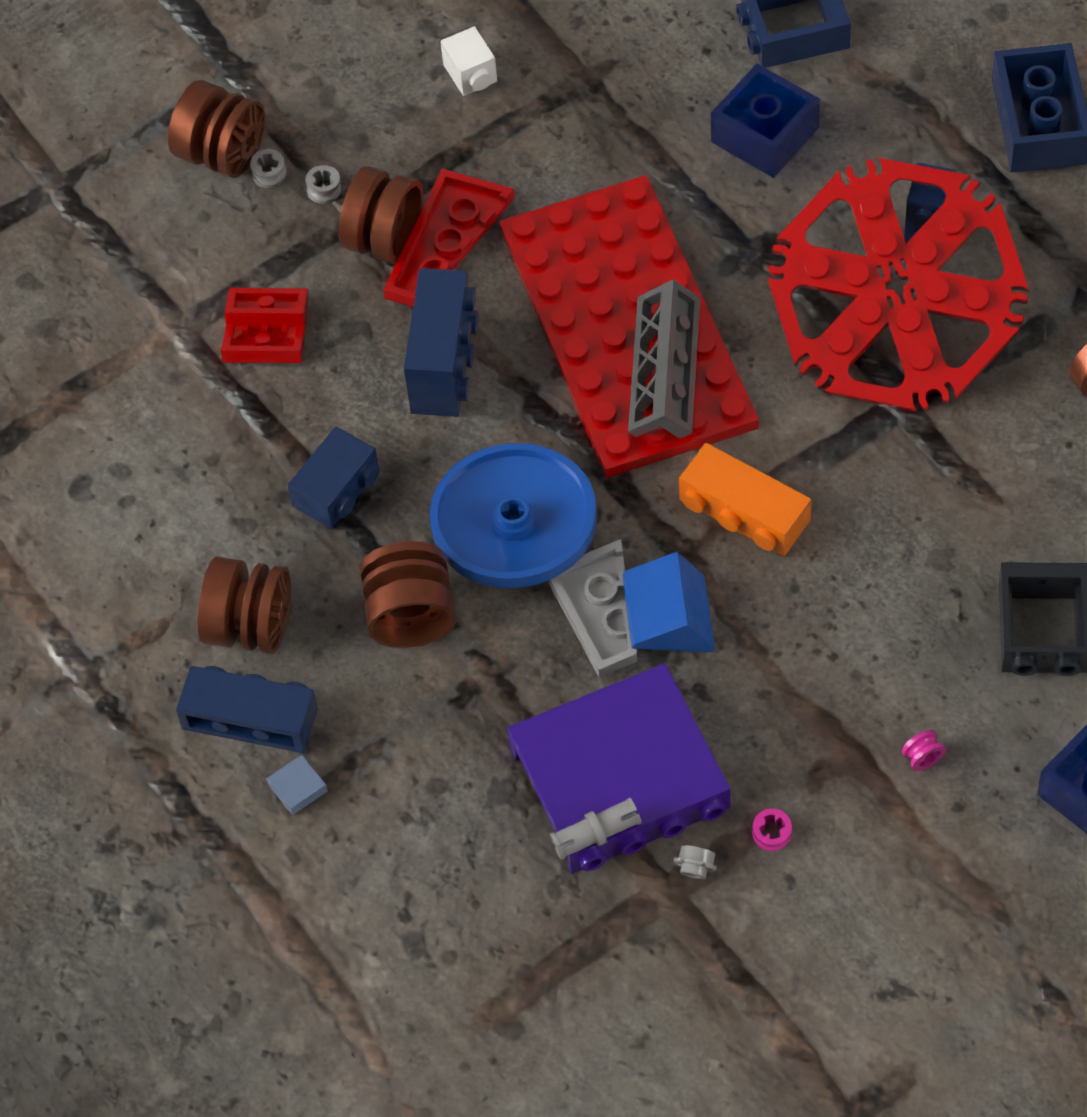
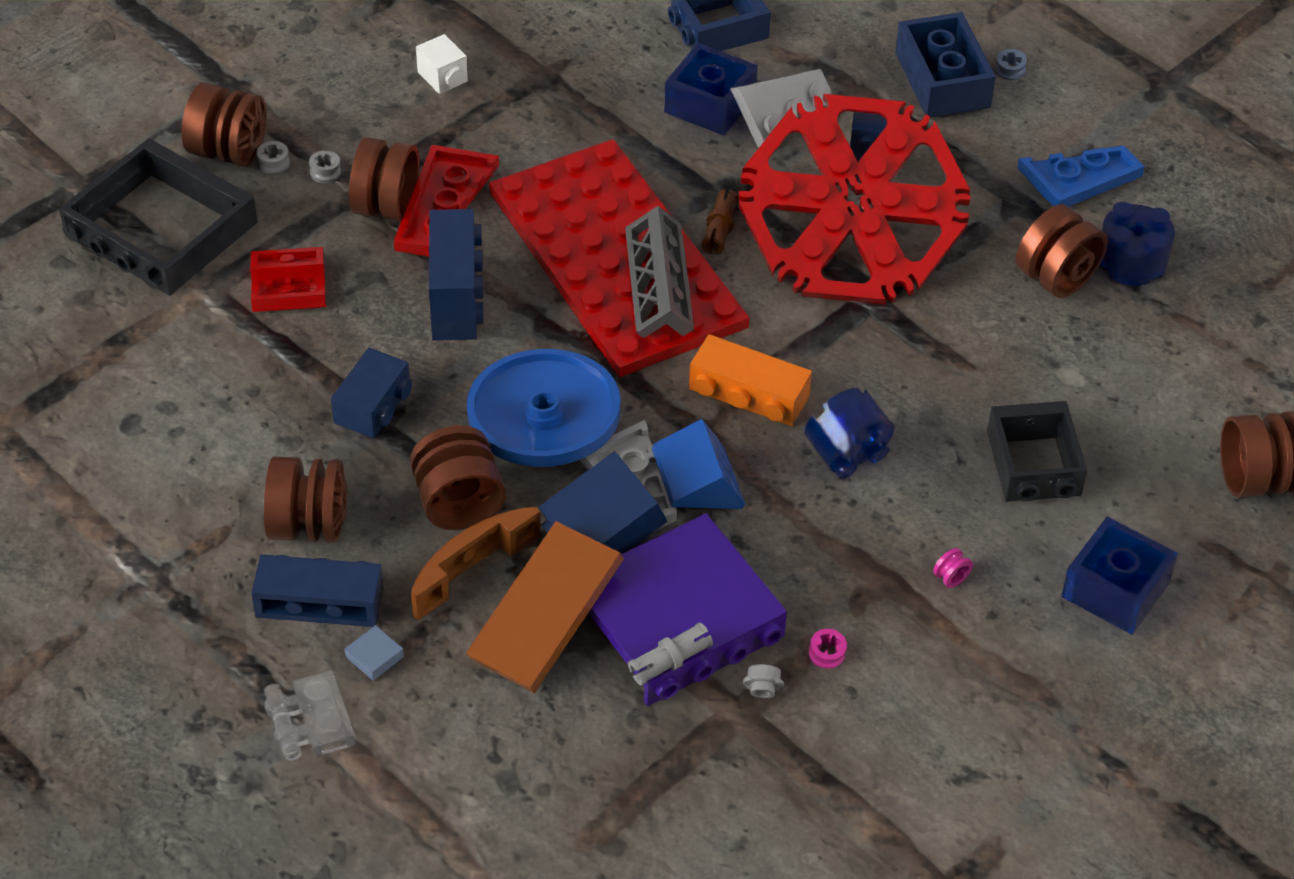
camera: 15 degrees left, 10 degrees down
(100, 186) = (155, 160): none -> black window
(235, 846) = (322, 711): none -> clear plate
(456, 658) = (506, 530): none -> dark orange slope
(477, 755) = (545, 606): none -> dark orange tile
(553, 652) = (606, 506): none -> dark blue brick
(748, 293) = (720, 221): none -> reddish brown pin
(840, 578) = (850, 432): none -> clear blue brick
(844, 141) = (768, 101): none -> light grey wing

